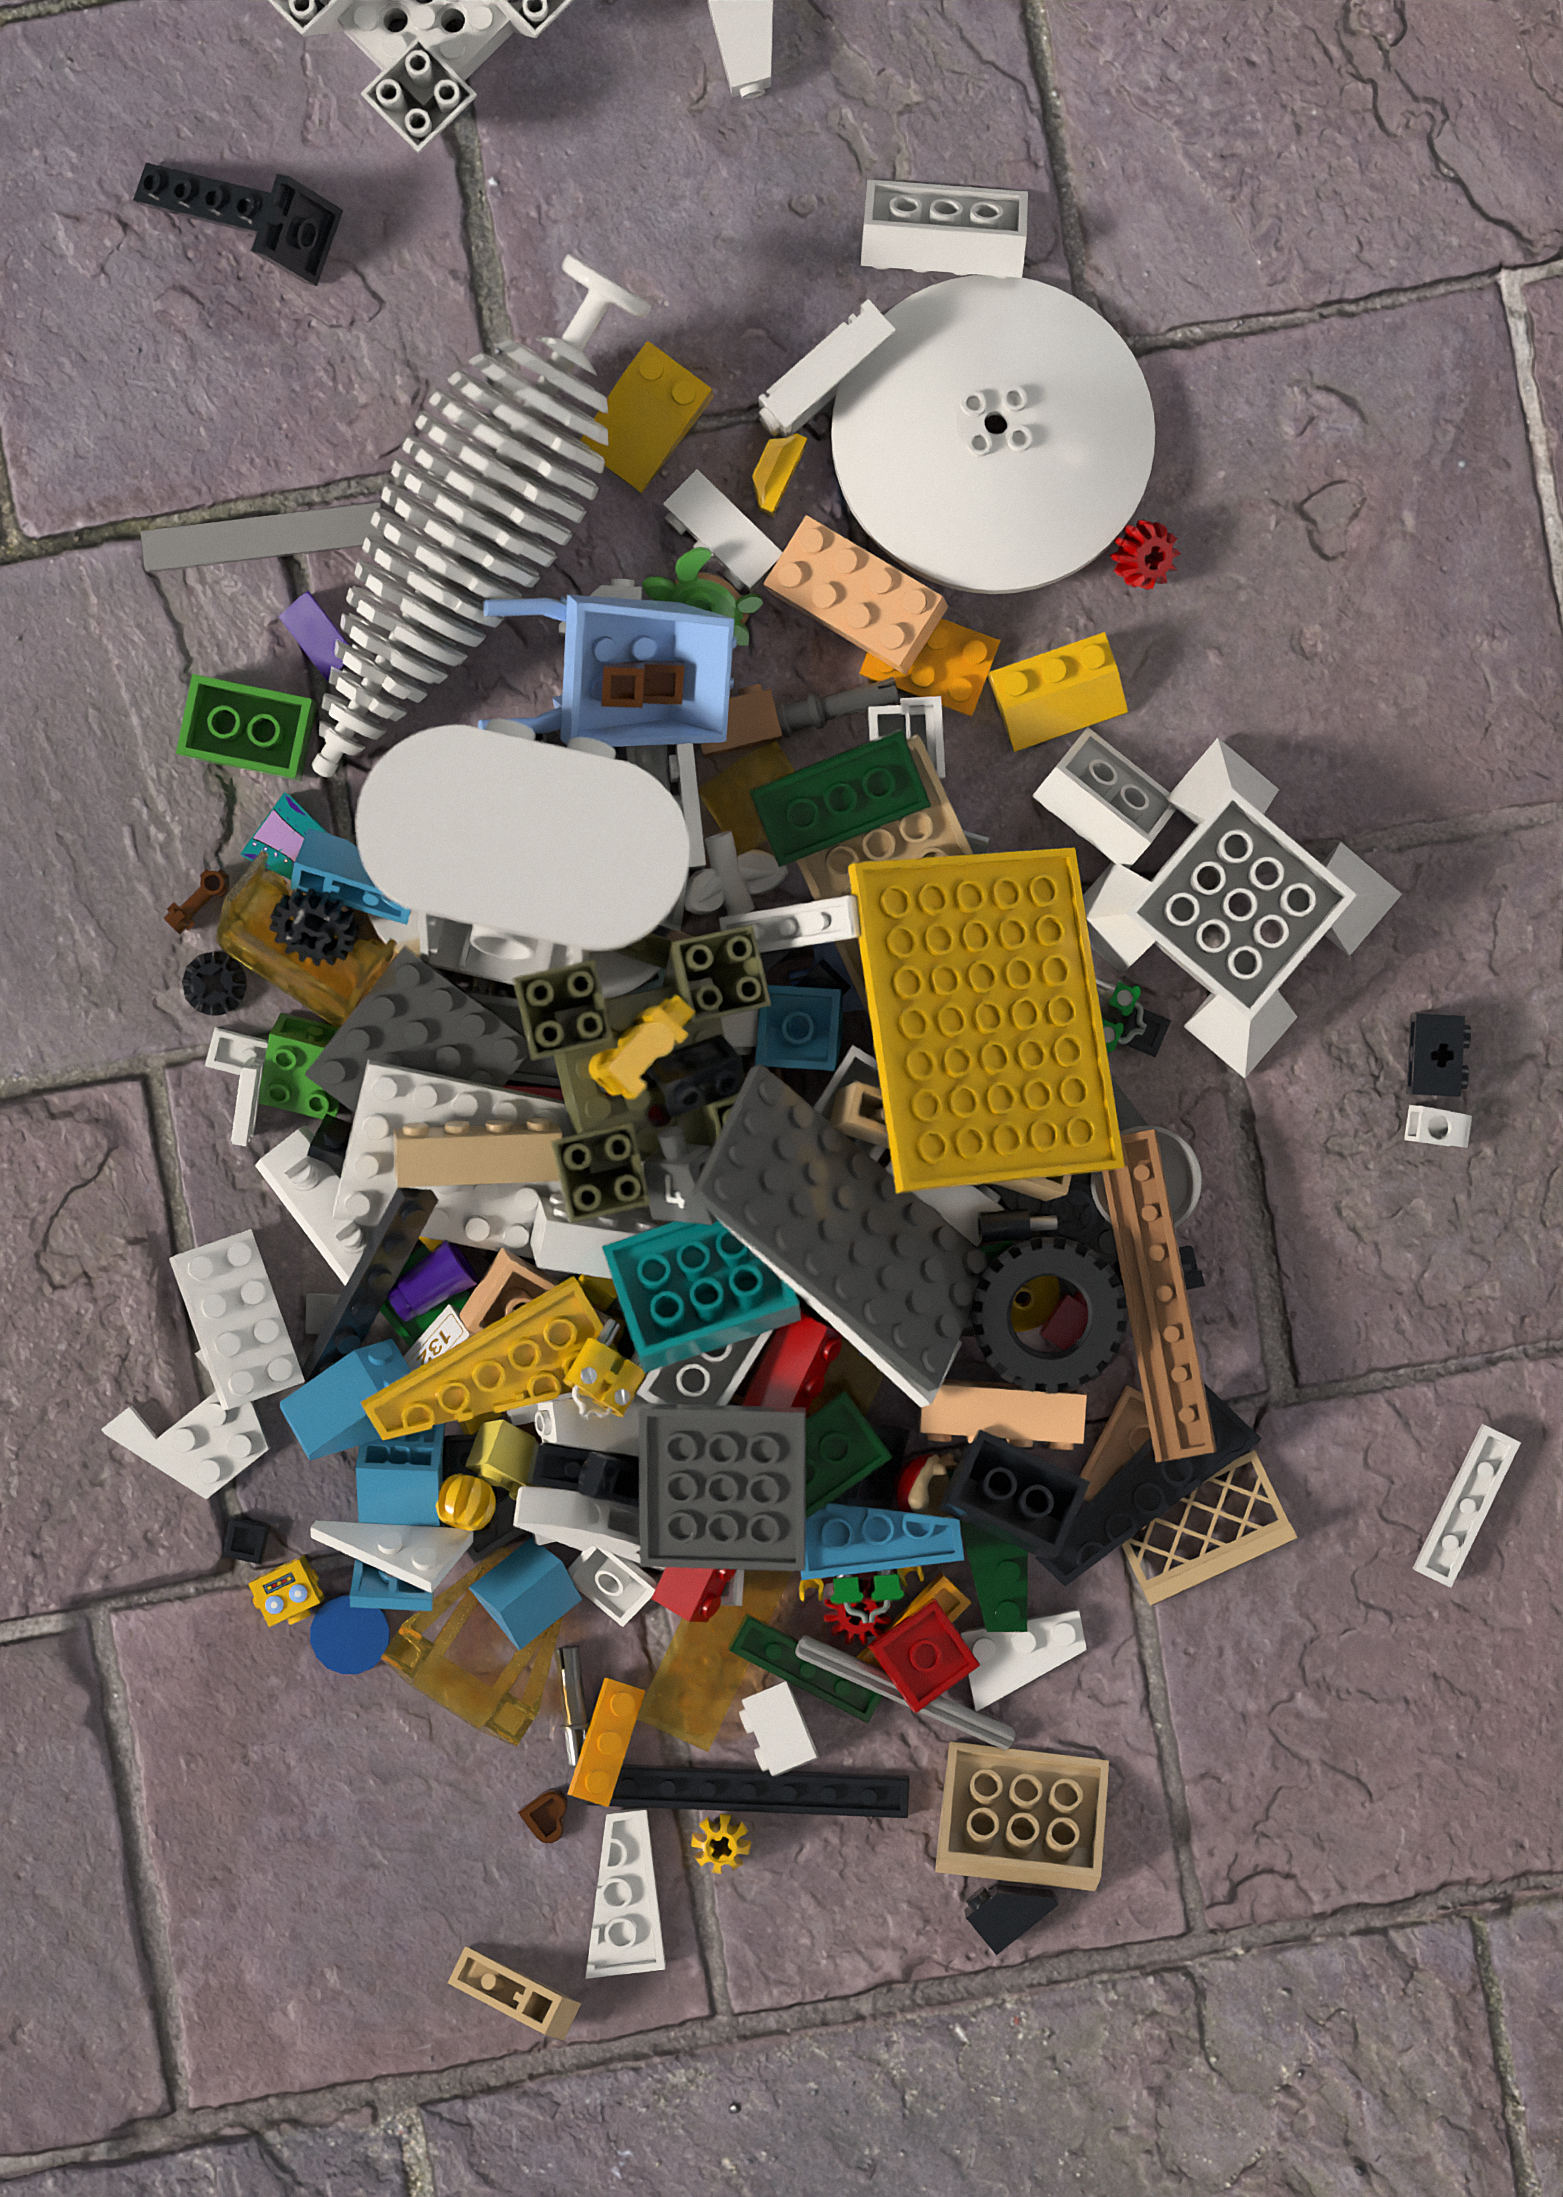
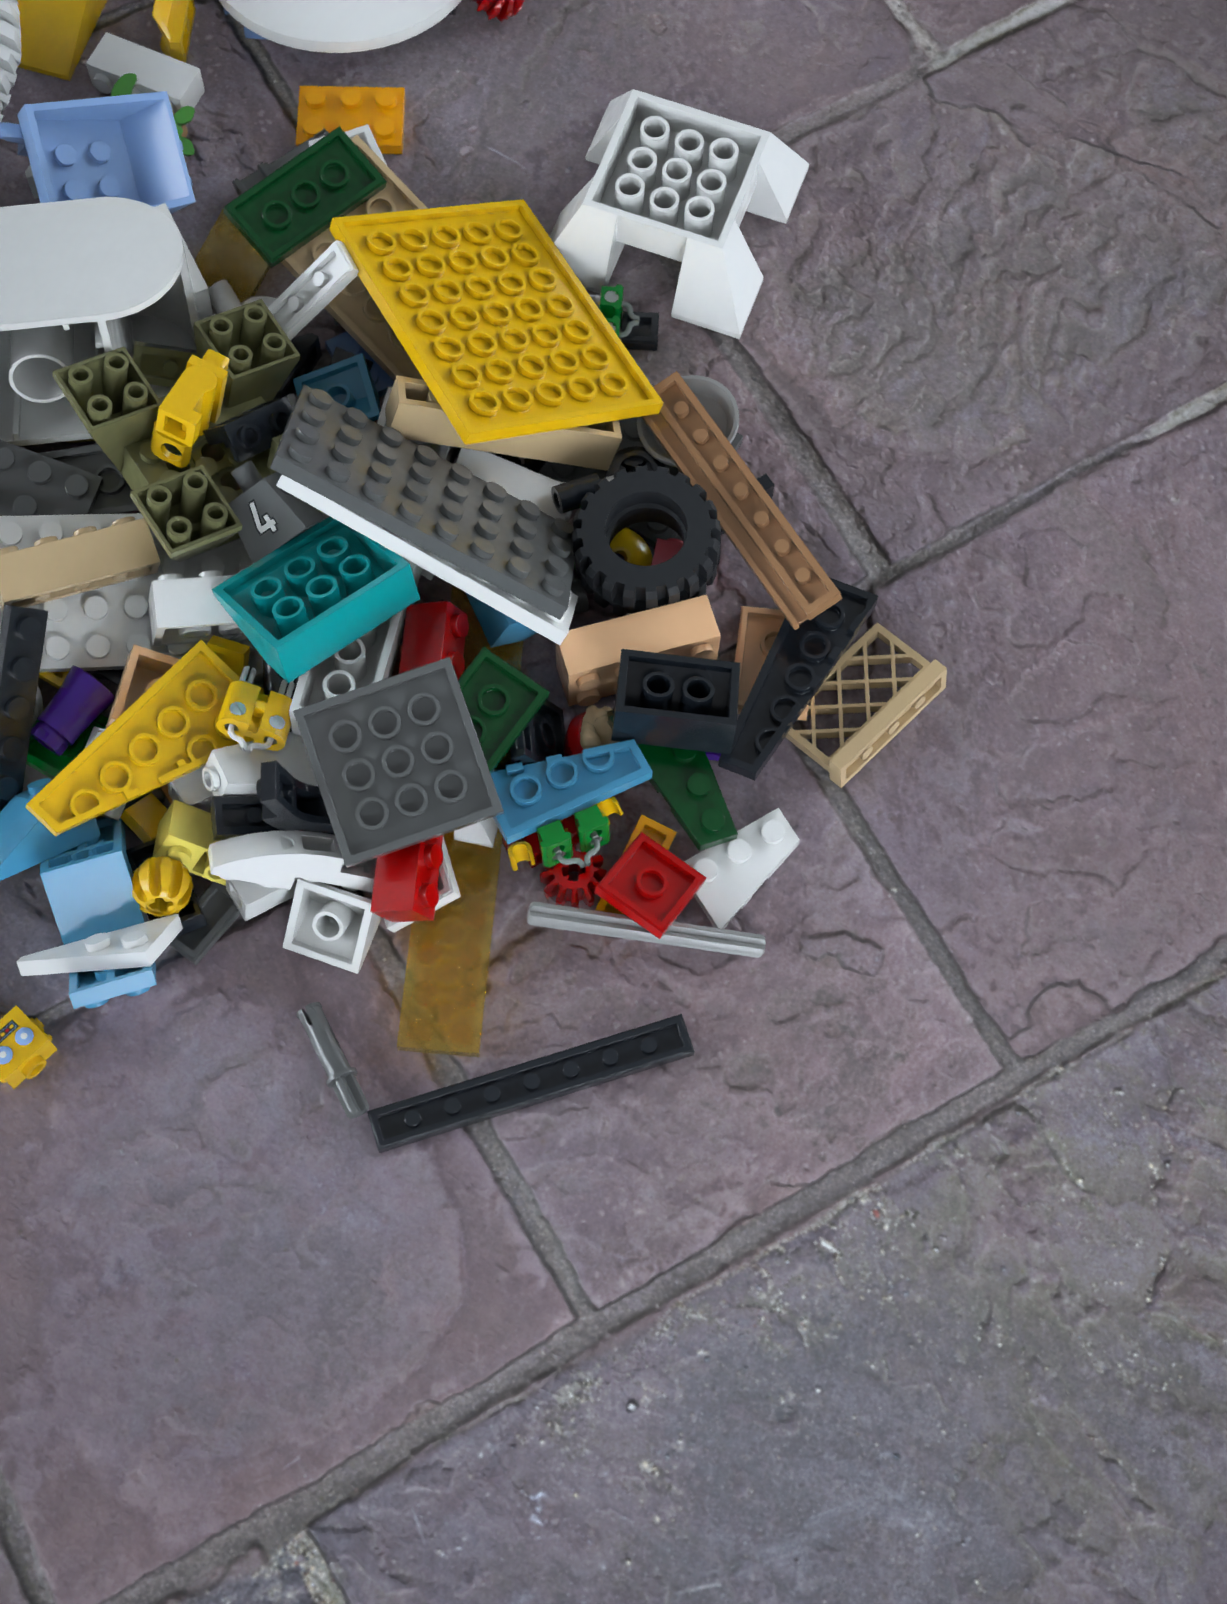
camera: 20 degrees left, 20 degrees down
(349, 1637) = (91, 1071): blue tile -> none
(459, 1692) = (169, 1063): clear yellow windscreen -> none
(514, 1994) = (369, 1362): tan slope -> none
(526, 1592) = (253, 964): dark azure slope -> none
(545, 1815) = (341, 1177): reddish brown tile -> none
(606, 1742) = (376, 1079): light orange plate -> none
(626, 1911) = (452, 1239): white wing -> none
(642, 683) = (107, 176): reddish brown slope -> none
(725, 1855) = (512, 1127): yellow piece -> none
(750, 721) = (212, 192): medium nougat brick -> none
(776, 1654) = (563, 949): dark green tile -> none
(779, 1729) = (539, 1006): white brick -> none
(856, 594) = (270, 80): light nougat brick -> none
(1007, 1912) = (823, 1104): black slope -> none
(1023, 1816) = (803, 1011): tan slope -> none
(1058, 692) = (465, 104): yellow slope -> none
(1106, 799) = (532, 169): white slope -> none
(1425, 1036) = (891, 266): black brick -> none
(1437, 1126) = (917, 318): white leg -> none
(1466, 1505) = (1081, 604): white plate -> none

